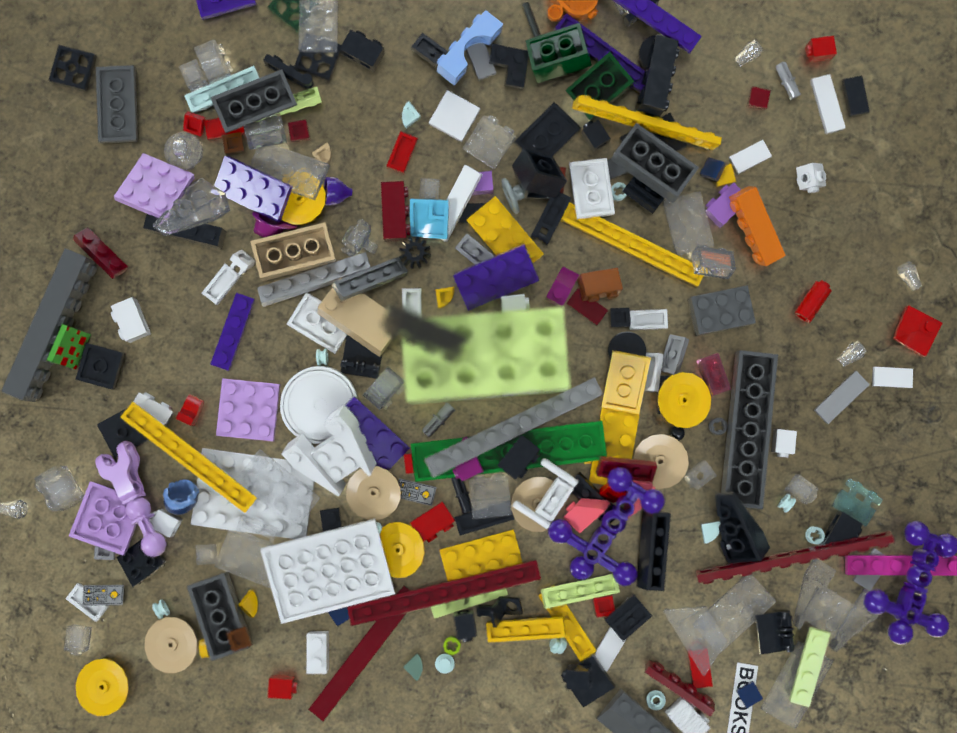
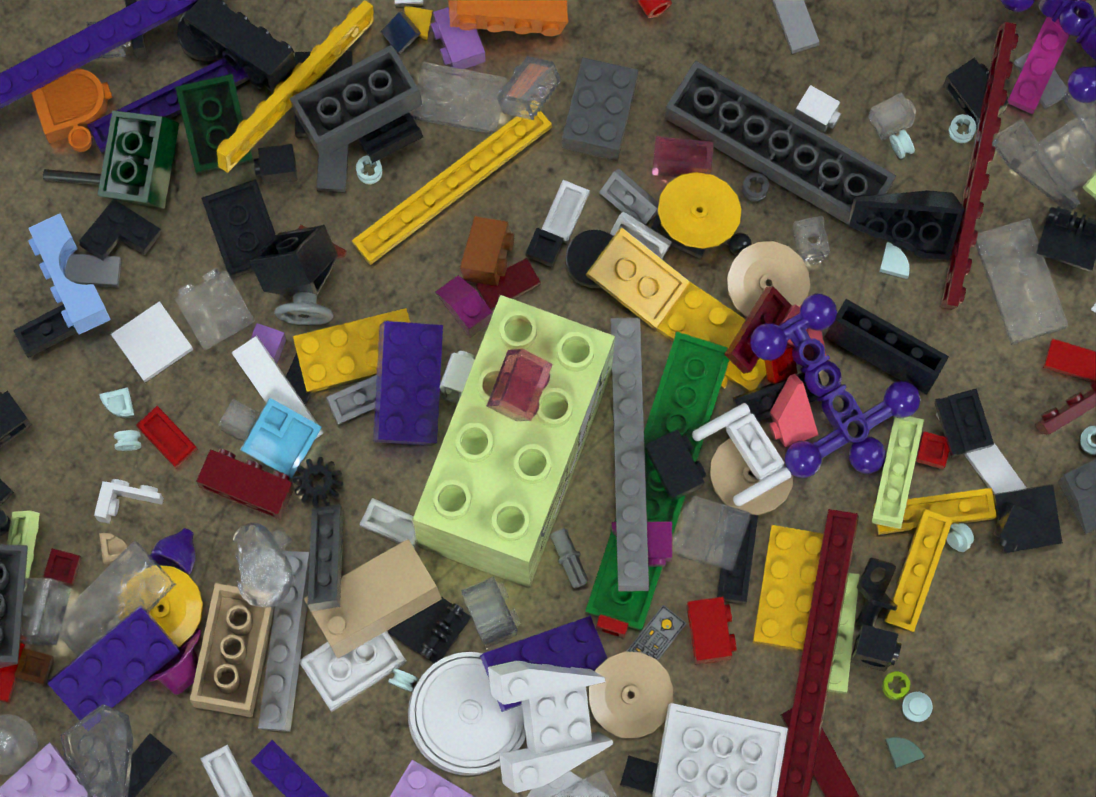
camera: 65 degrees left, 10 degrees down
(242, 260) = (210, 729): white tile -> none
(339, 250) = (265, 577): none -> clear tile
(347, 137) = (108, 503): none -> white bracket
(388, 131) = (127, 440): none -> light aqua bush
(402, 548) = (729, 687): yellow piece -> none
(425, 333) = (451, 484): clear smoke brick -> none
(444, 296) = (398, 471): yellow tile -> none
(462, 495) = (690, 573): black axle -> none
(508, 346) = (519, 385): none -> clear pink brick
(551, 217) = (361, 275): black plate -> none
(591, 188) = (348, 201): white tile -> none
(698, 634) = (1028, 340): clear wing -> none
(854, 507) = (945, 61): clear light blue plate -> none

